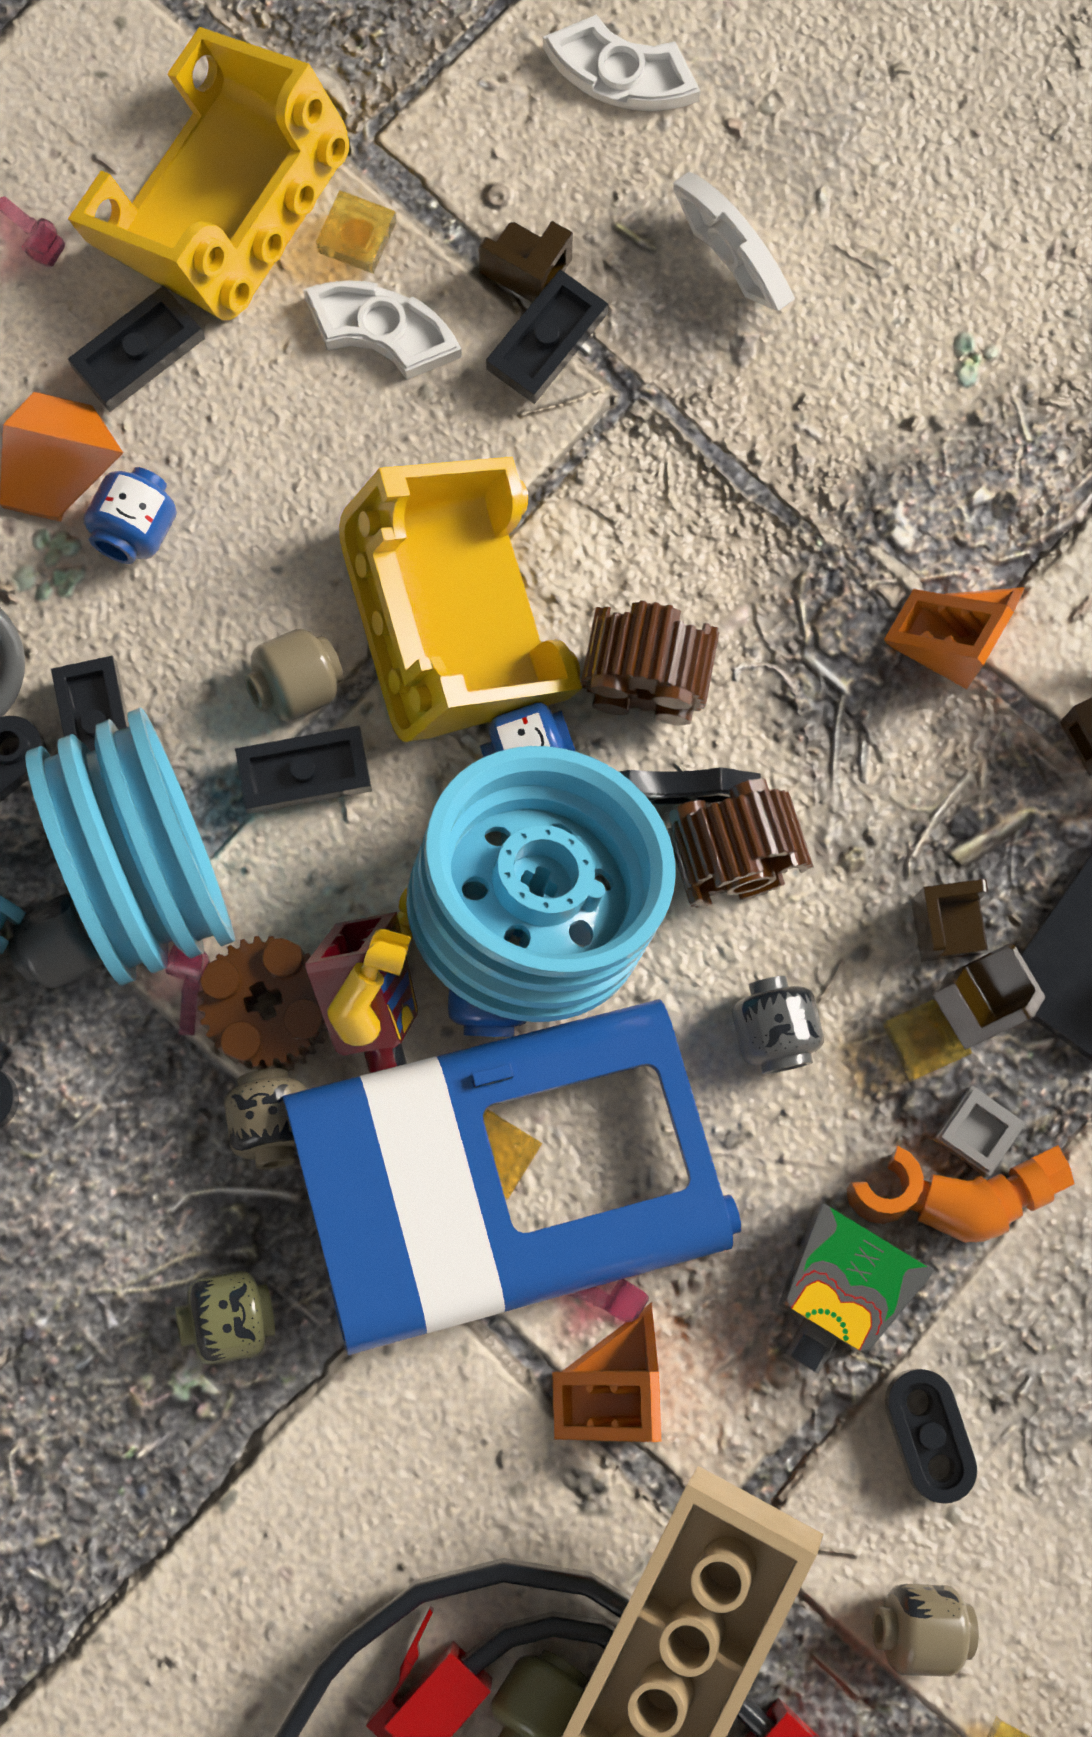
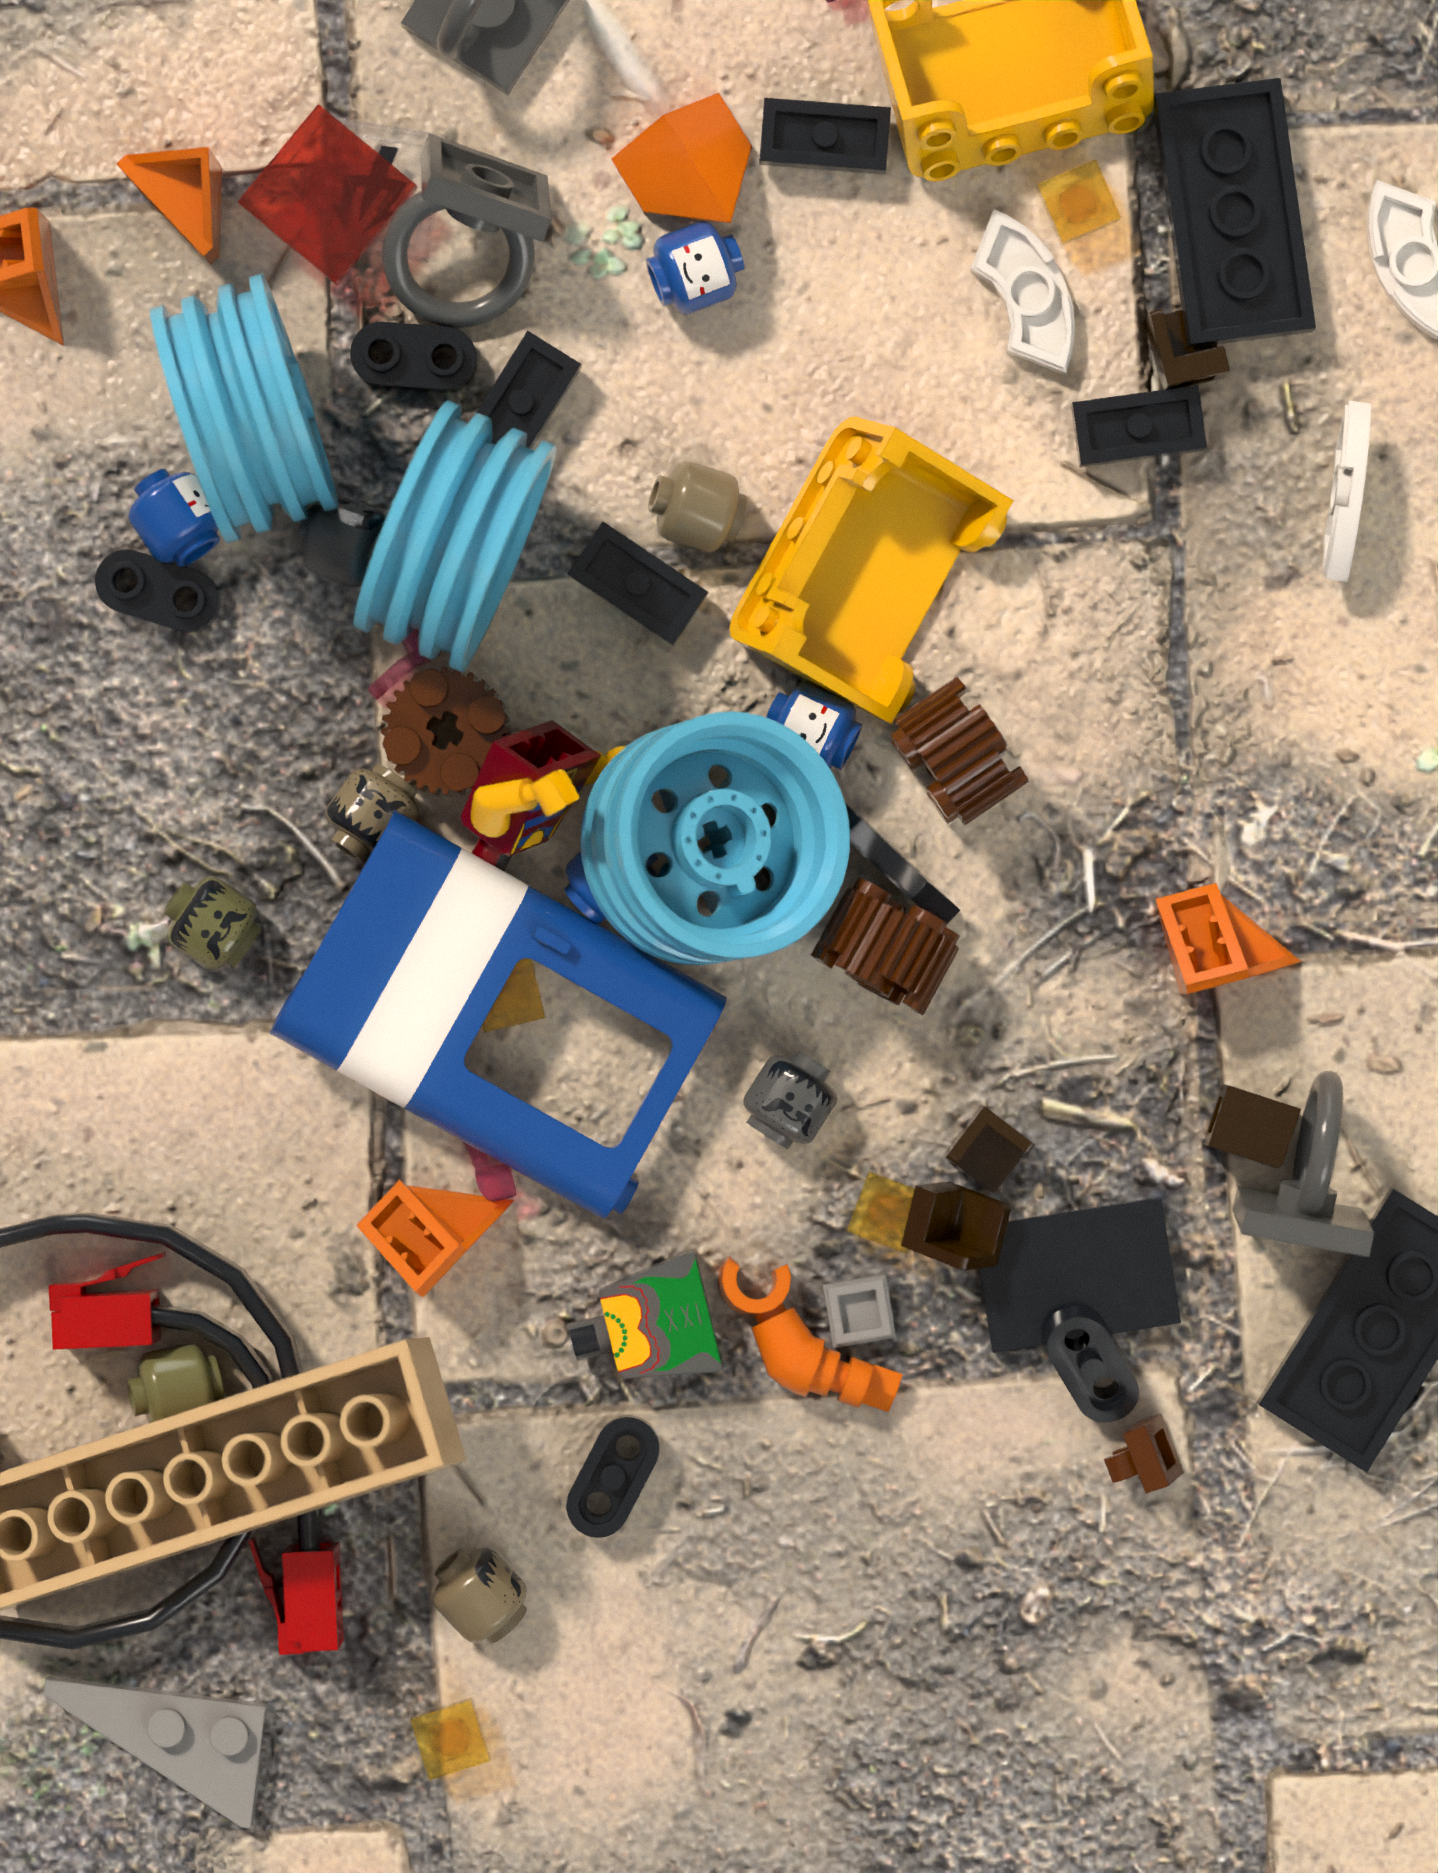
camera: 45 degrees right, 10 degrees up
(469, 140) = (1233, 212): none -> black plate

